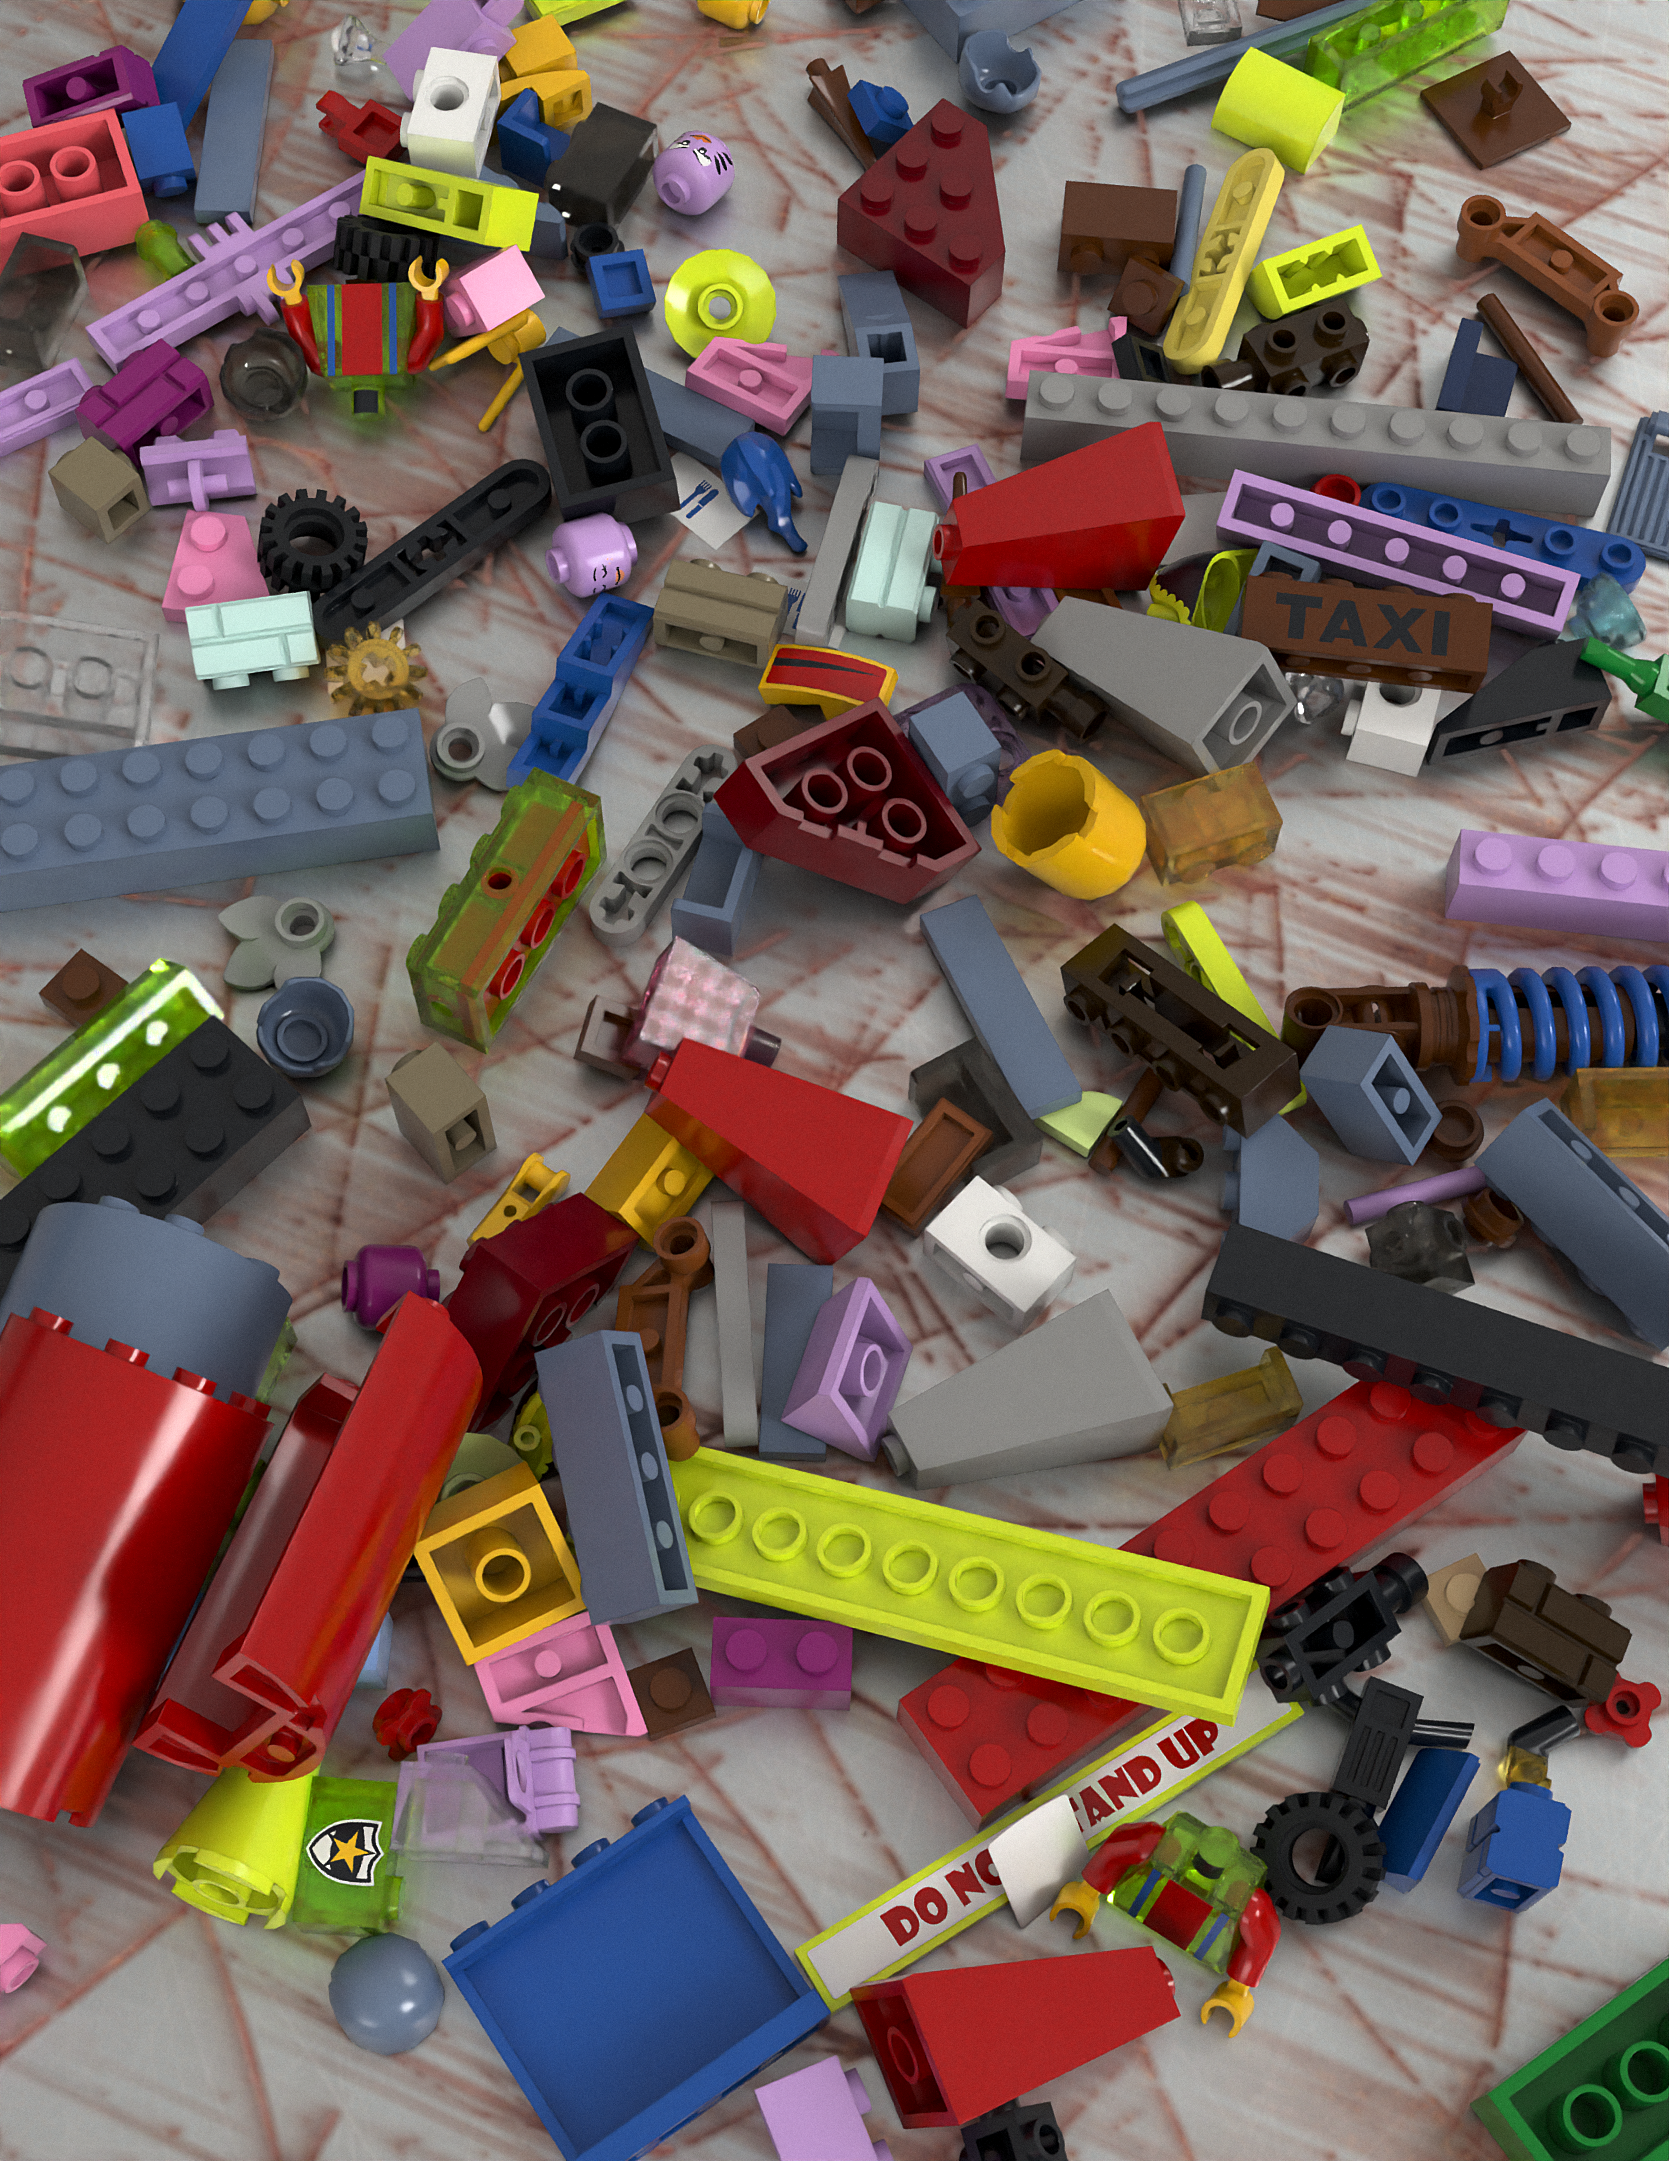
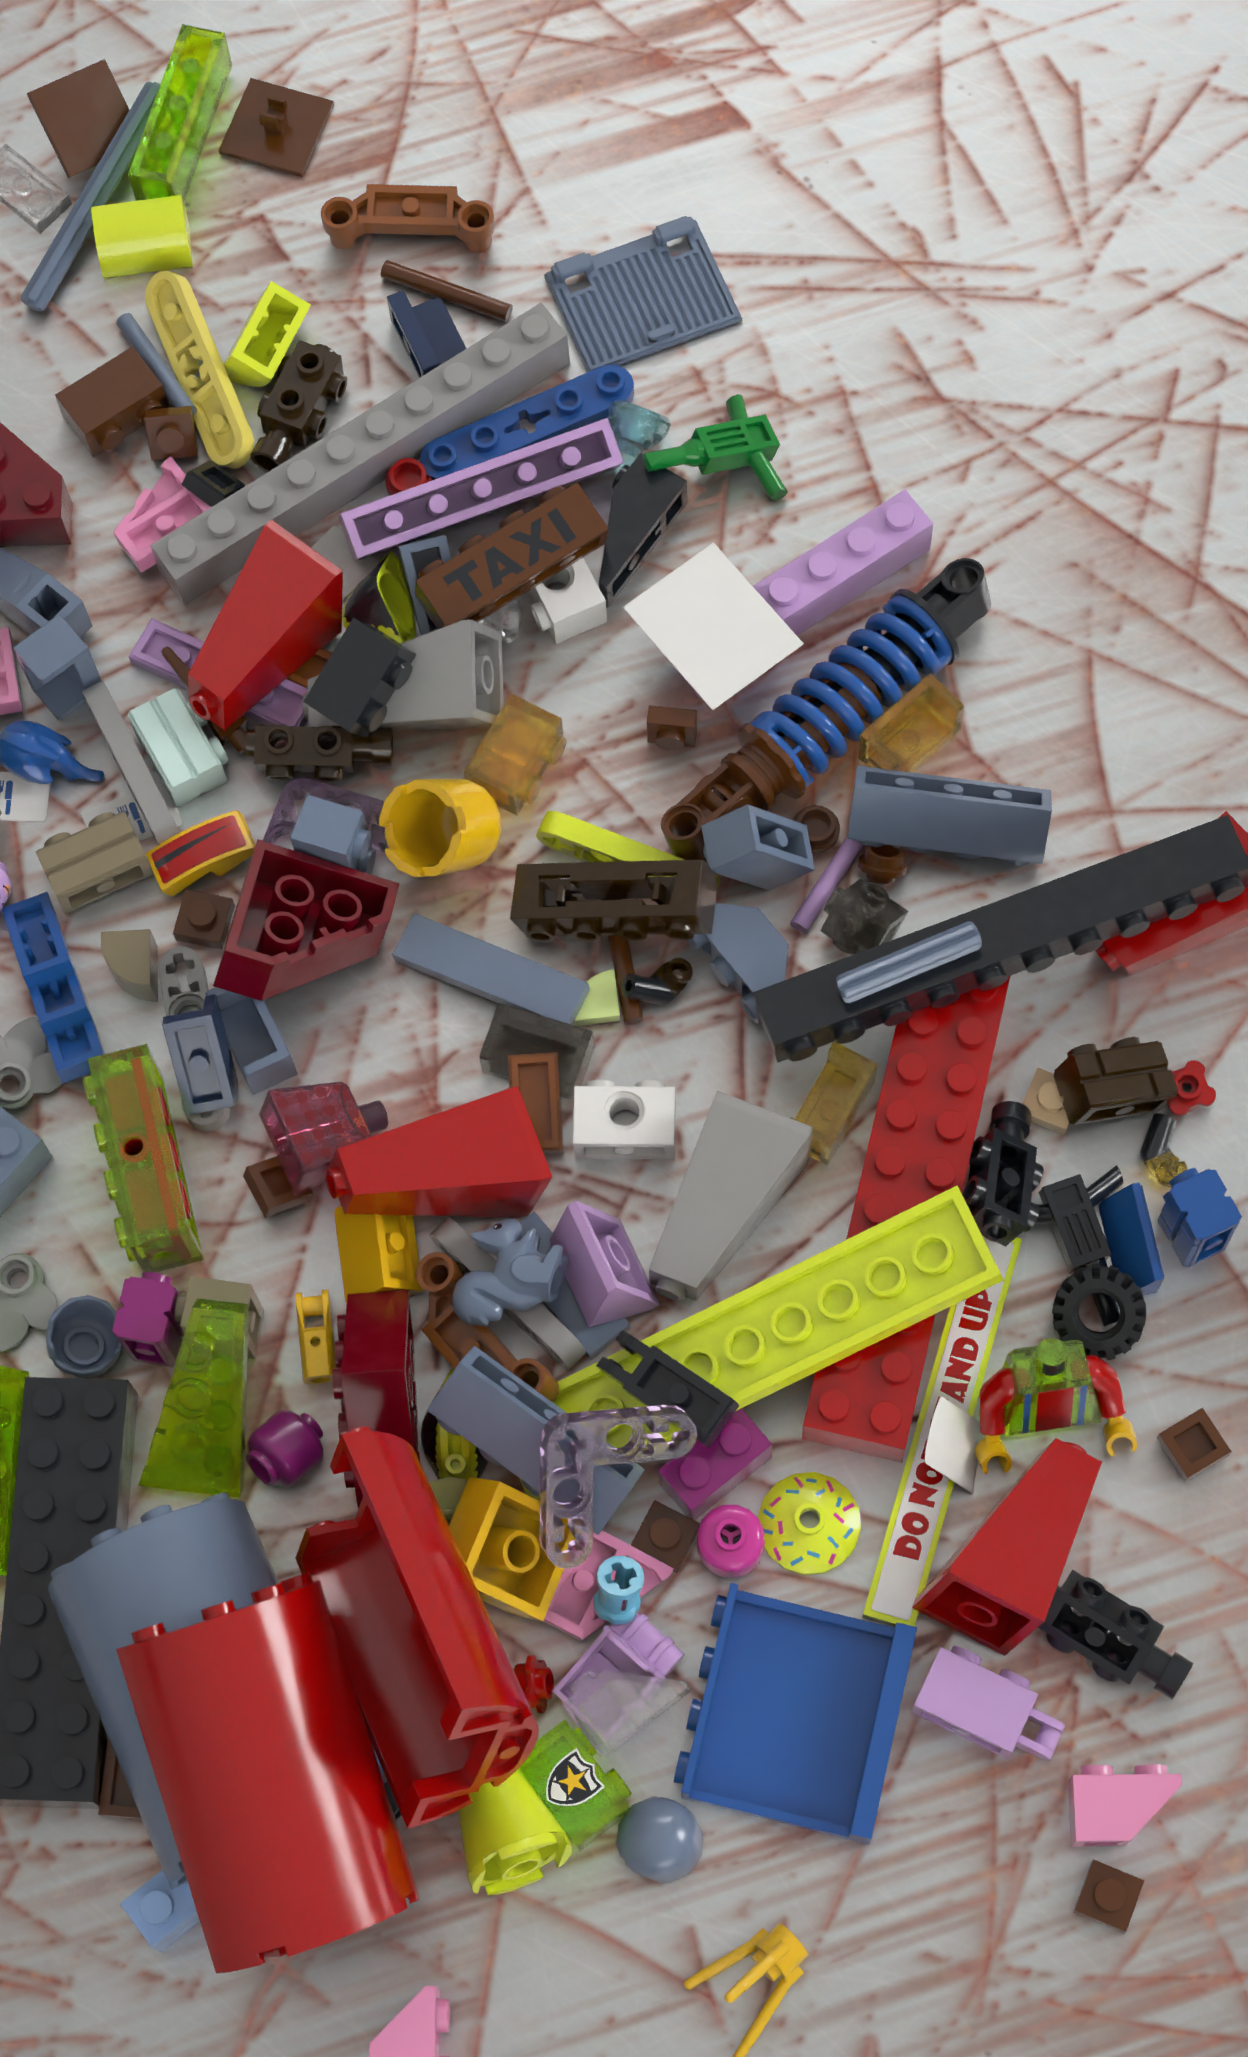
camera: 35 degrees left, 5 degrees up
(336, 1188) = (204, 1409): none -> clear neon green wing
(363, 1053) = (148, 1321): none -> magenta brick
(583, 1700) = (611, 1593): none -> medium azure bush
(648, 858) = (201, 1058): none -> panel
(650, 1529) = (591, 1451): none -> clear purple beam
(672, 727) = (133, 961): none -> dark tan brick
(739, 1734) = (730, 1559): none -> dark pink head
(749, 1311) = (518, 1279): none -> sand blue animal
(794, 1548) = (667, 1382): none -> black hinge
(818, 1844) = (809, 1549): none -> neon yellow dish
(1112, 624) = (360, 678): none -> black brick
(1301, 2088) = (1193, 1444): none -> reddish brown plate
(1389, 919) = (671, 727): none -> reddish brown plate
(1419, 1318) = (908, 962): none -> sand blue axle
(1514, 848) = (713, 626): none -> white sticker

